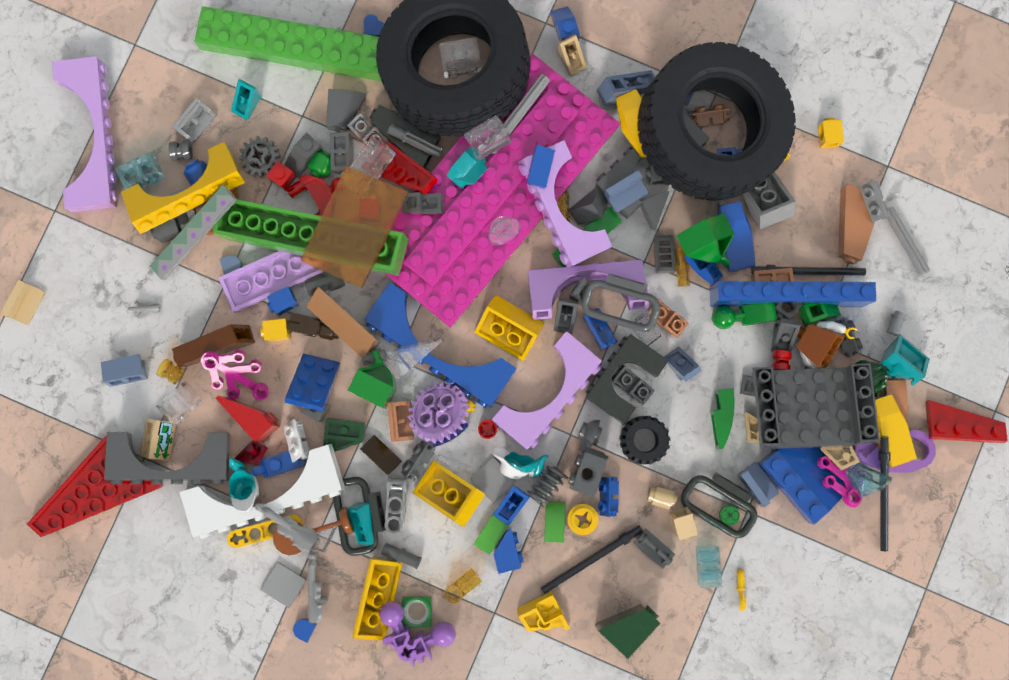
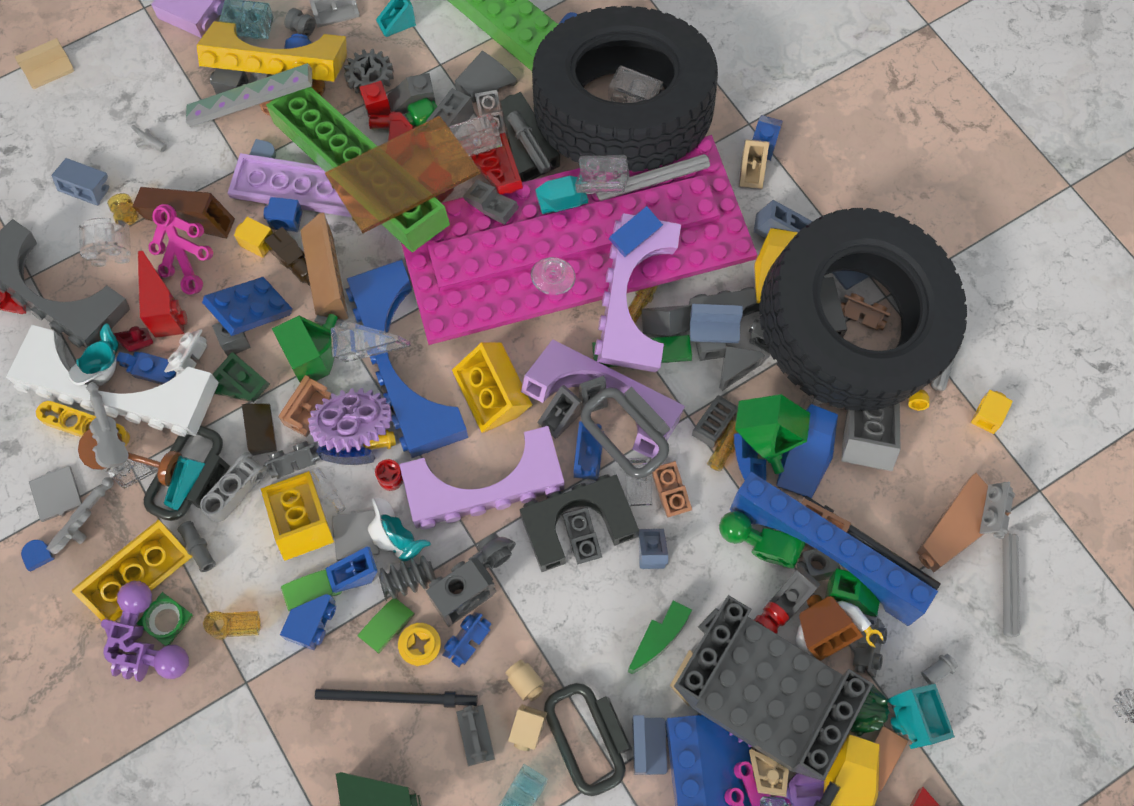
camera: 35 degrees right, 15 degrees down
(157, 439) = (58, 266): panel -> none
(325, 282) = (341, 224): dark grey piece -> none
(542, 614) = (296, 720): yellow slope -> none
(661, 440) = (547, 579): black tyre -> none
(729, 515) = (590, 758): tile -> none

